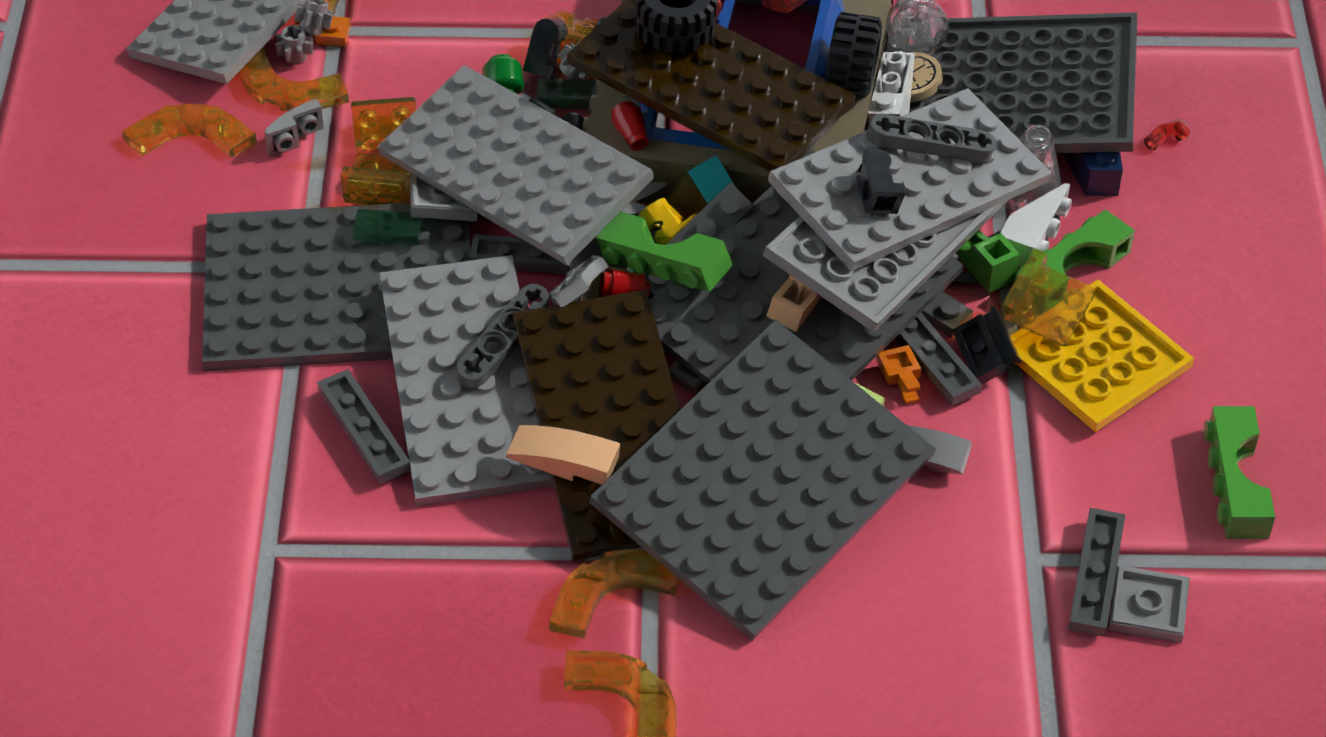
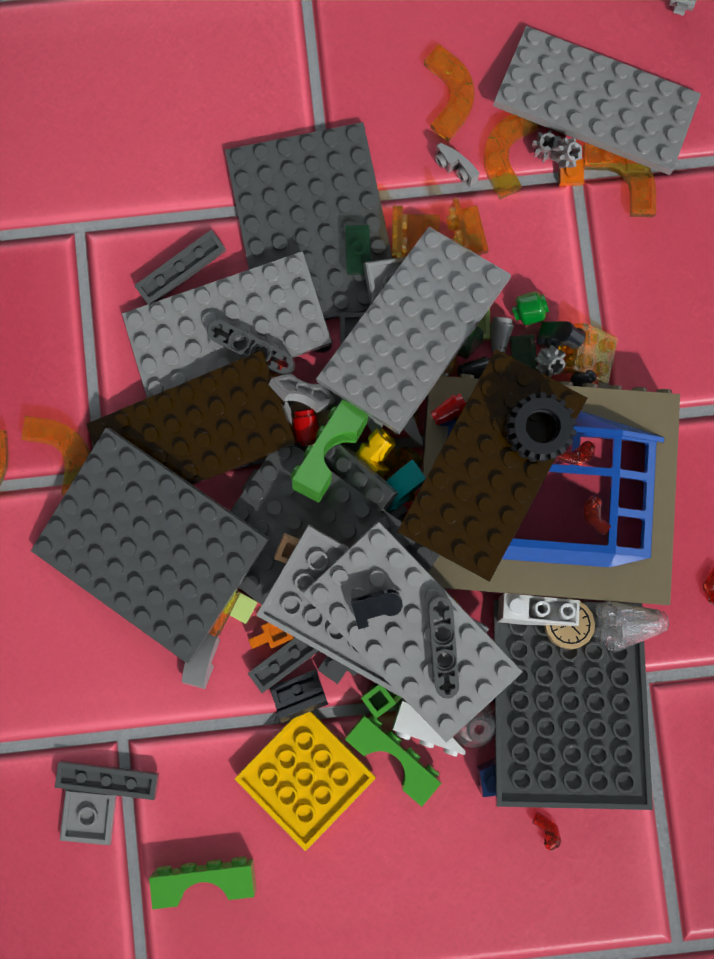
camera: 85 degrees right, 35 degrees up
(564, 452) = (142, 405): light nougat slope -> none
(854, 52) = (536, 577): black tyre -> none
(1047, 300) = (332, 742): clear yellow bracket -> none

